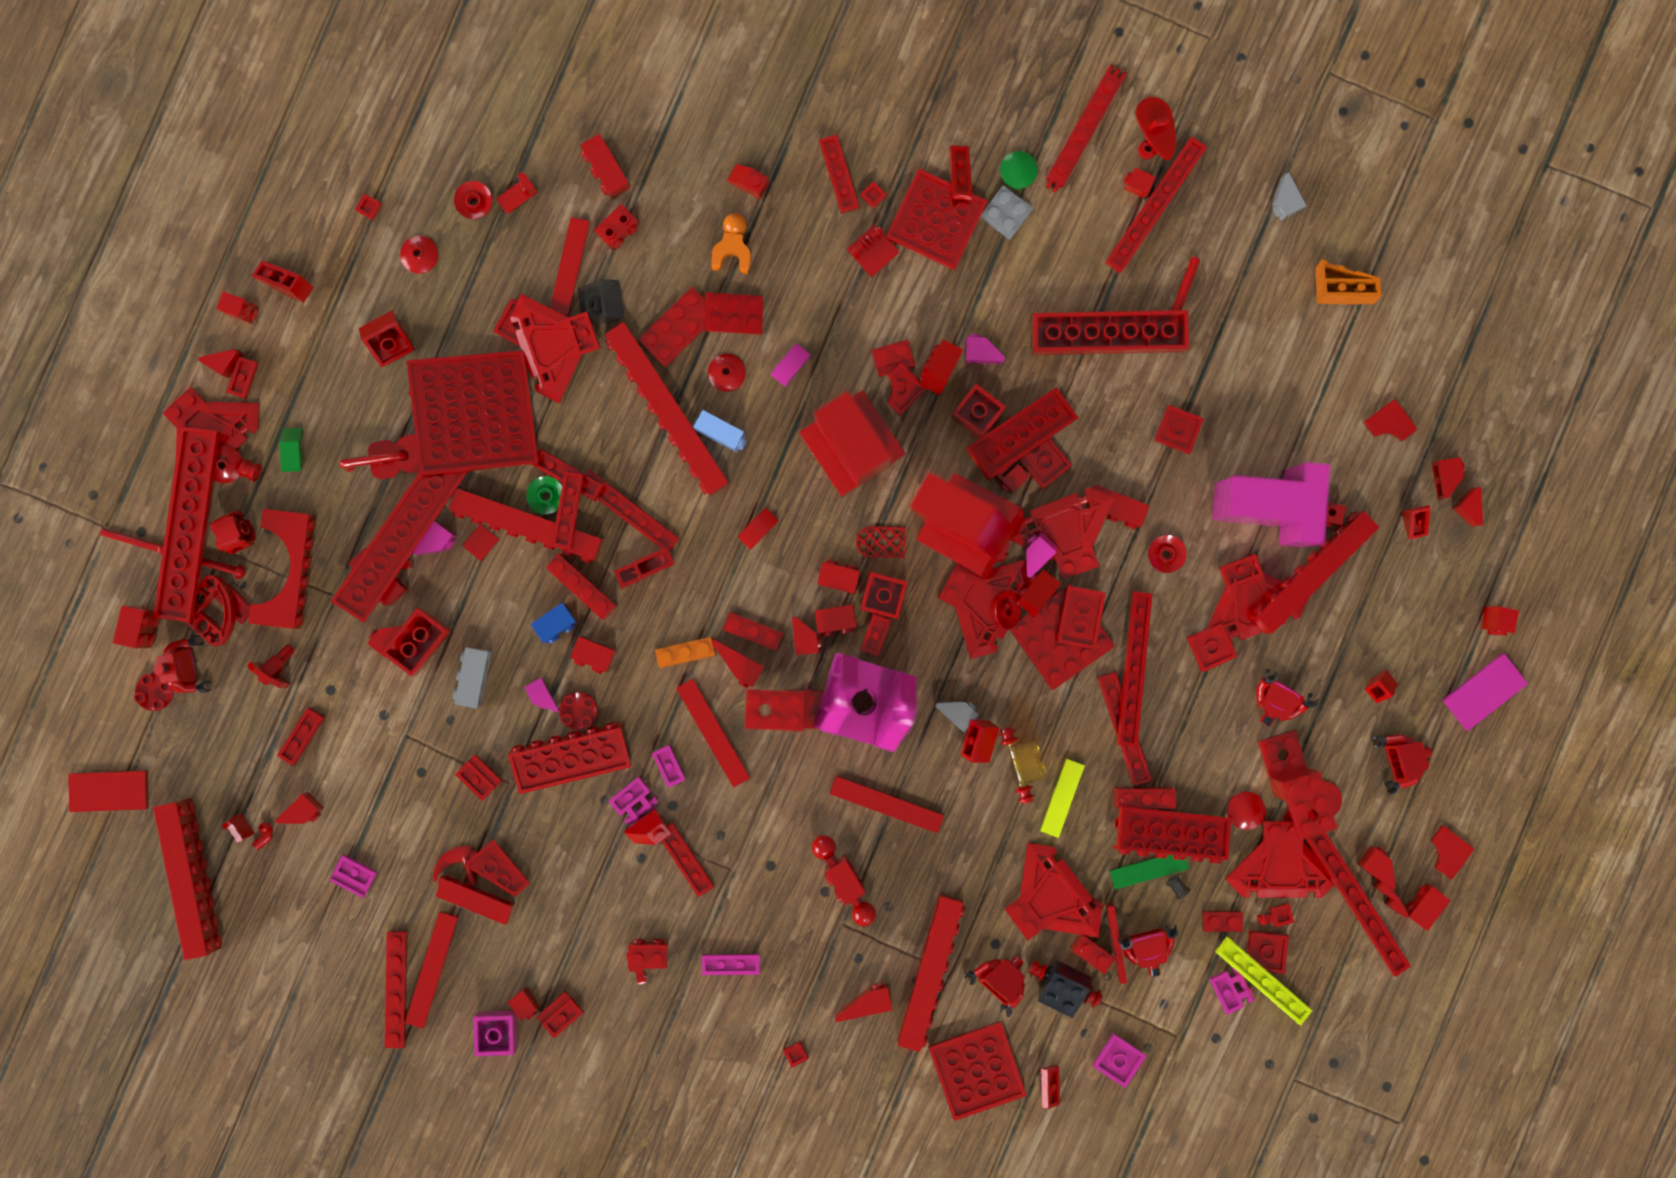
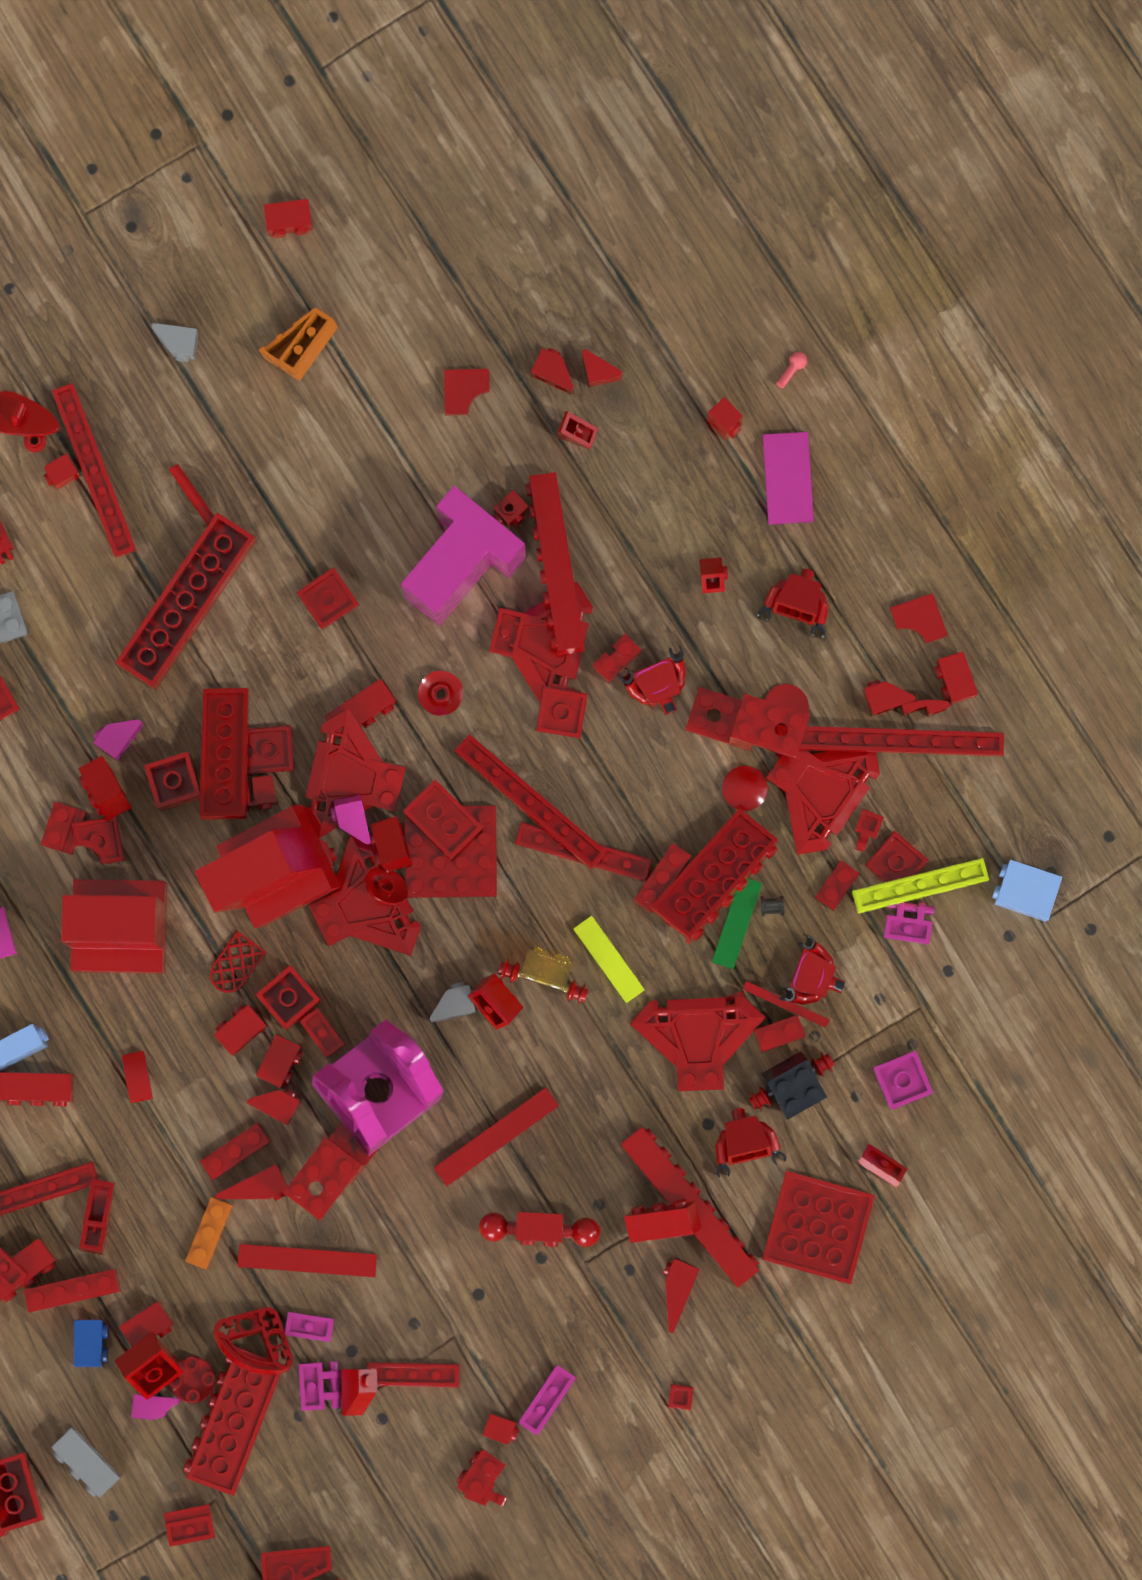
camera: 55 degrees left, 5 degrees down
(565, 676) = (148, 1366): none -> red brick
(645, 731) = (258, 1326): none -> red beam
(689, 946) = (500, 1429): none -> red brick
(907, 962) = (662, 1221): none -> red brick
(1282, 662) = (624, 653): none -> red brick
(1311, 1057) = (1027, 890): none -> light blue brick
(1427, 215) = (288, 218): none -> red brick
(1571, 641) = (797, 361): none -> coral bar

